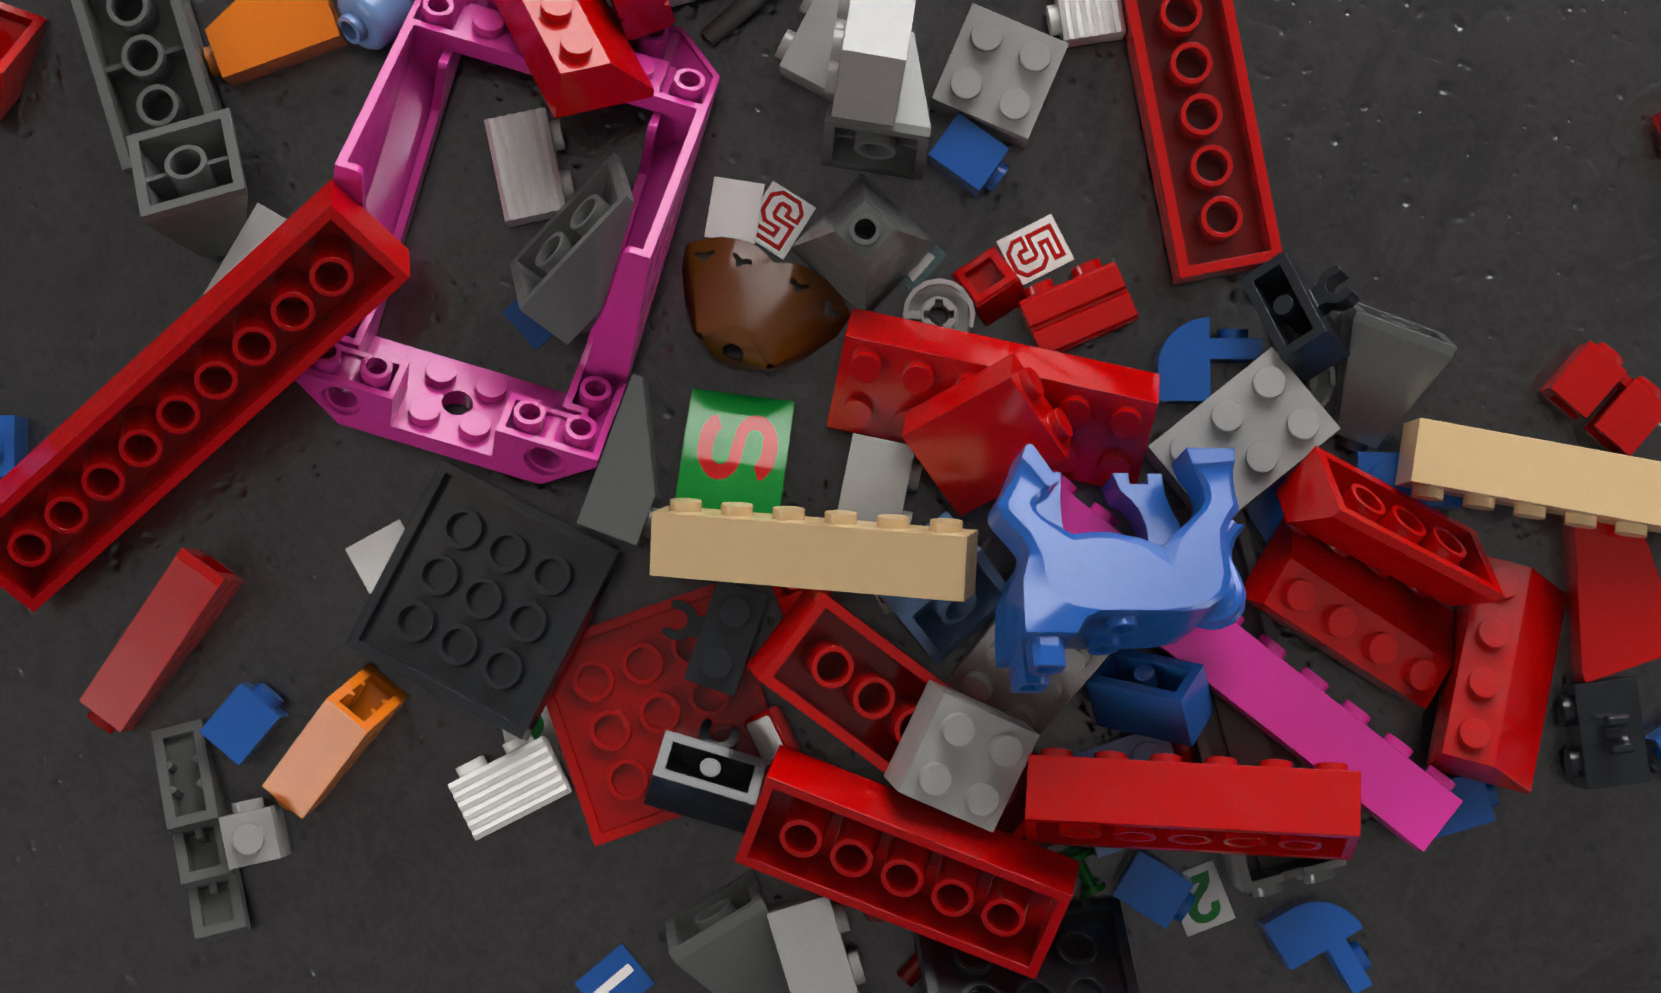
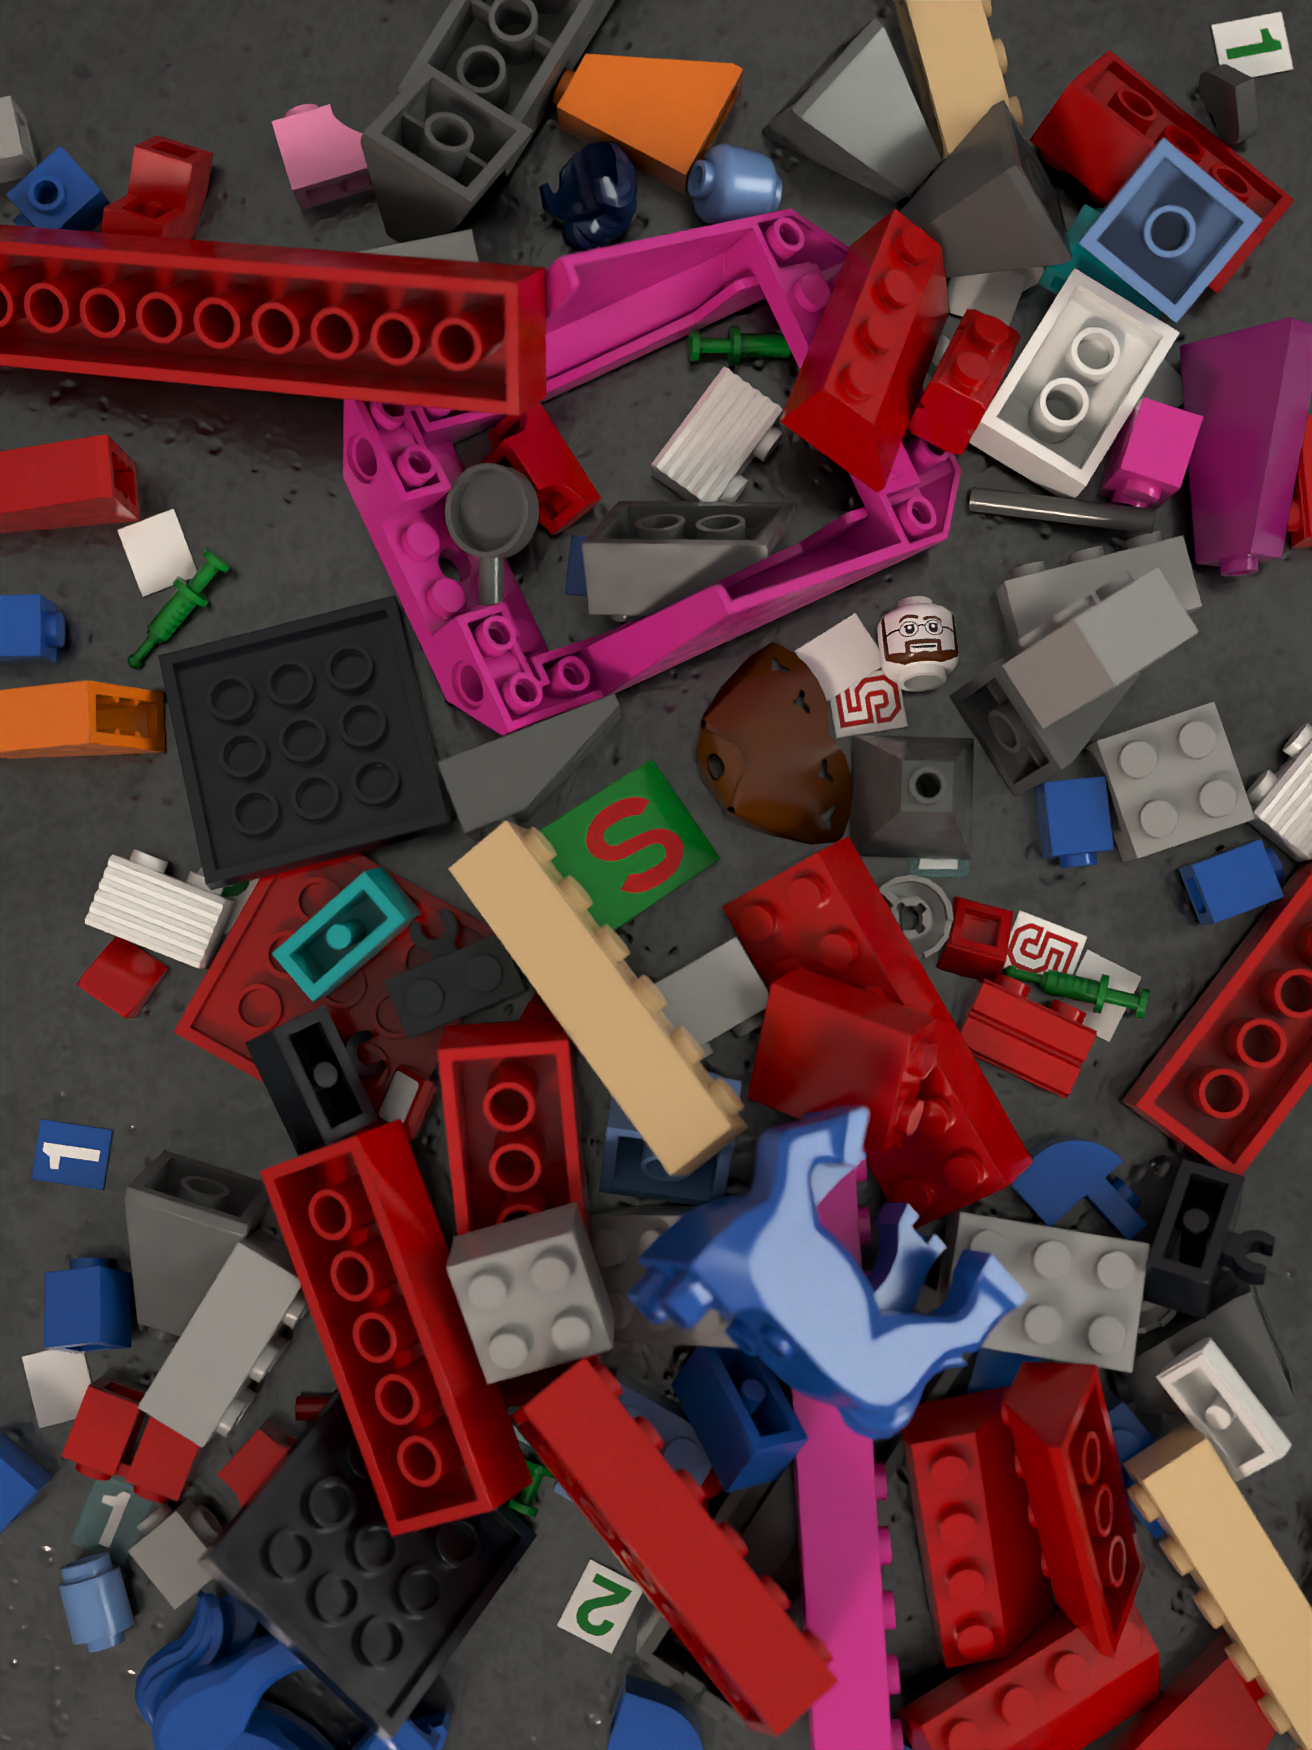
camera: 50 degrees right, 0 degrees up
(48, 377) = (163, 192): none -> red brick
(116, 253) = (320, 155): none -> bright pink arch
(276, 587) = (157, 552): none -> white sticker
(299, 105) = (593, 196): none -> dark blue hair
(324, 603) = (179, 605): none -> green piece
(374, 552) = (263, 609): white sticker -> none
(445, 301) = (541, 454): none -> red brick
(450, 351) = (492, 517): none -> dark grey piece
(477, 98) = (739, 345): none -> green piece
(530, 848) = (123, 977): none -> red slope
(632, 677) = (347, 933): none -> teal brick
(770, 154) = (918, 644): none -> white head
(1081, 246) = (1083, 989): none -> green piece
(1094, 236) = (1121, 979): none -> white sticker
(1096, 91) = (1233, 881): none -> blue brick
(1154, 888) = (571, 1563): blue brick -> none
(1414, 392) = (1223, 1409): none -> white brick

